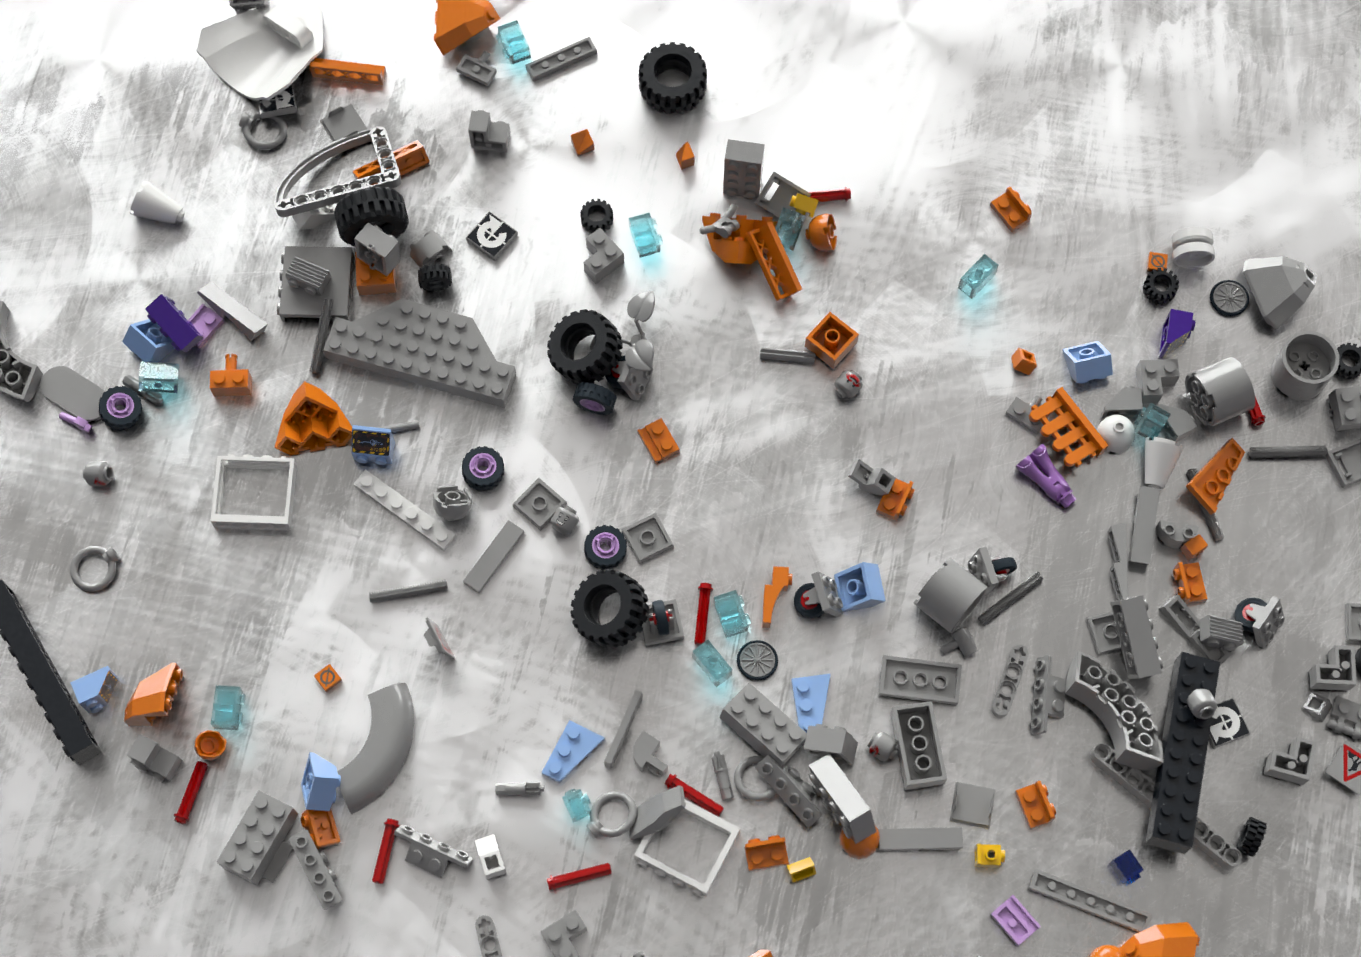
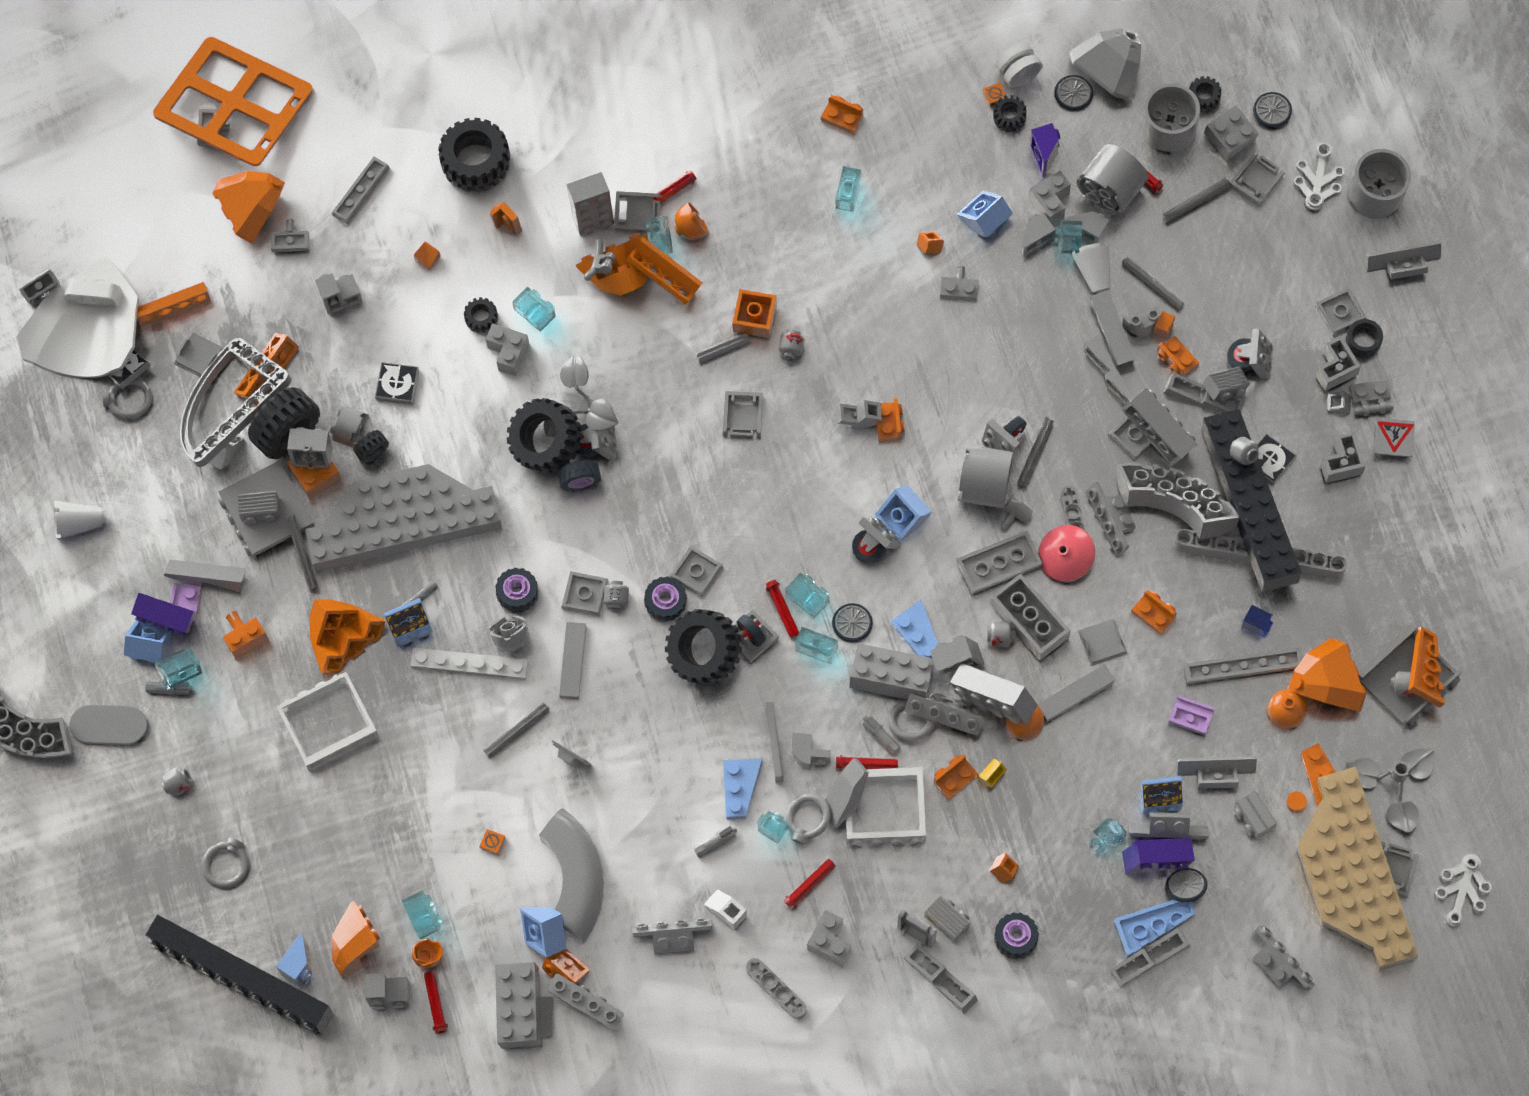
camera: 25 degrees left, 0 degrees up
(79, 422) = (131, 746): lavender bar -> none
(120, 396) = (156, 724): black wheel -> none
(385, 851) = (625, 933): red axle -> none
(513, 42) = (308, 197): clear light blue brick -> none
(658, 440) = (655, 482): orange plate -> none
(664, 142) = (502, 214): none -> orange bracket
(685, 156) = (527, 219): orange slope -> none
(767, 426) = (740, 418): none -> light grey container
(780, 582) = (833, 545): orange slope -> none
(804, 204) = (661, 206): yellow brick -> none
(982, 859) = (1138, 681): yellow brick -> none
(993, 715) = (1072, 563): none -> coral dish
(1053, 483) = (1014, 334): medium lavender piece -> none
(1079, 428) = (1003, 270): orange fence -> none
(1117, 432) = (1043, 263): white cylinder -> none
(1216, 475) = (1148, 253): orange wing -> none
(1251, 836) = (1344, 539): black tyre -> none

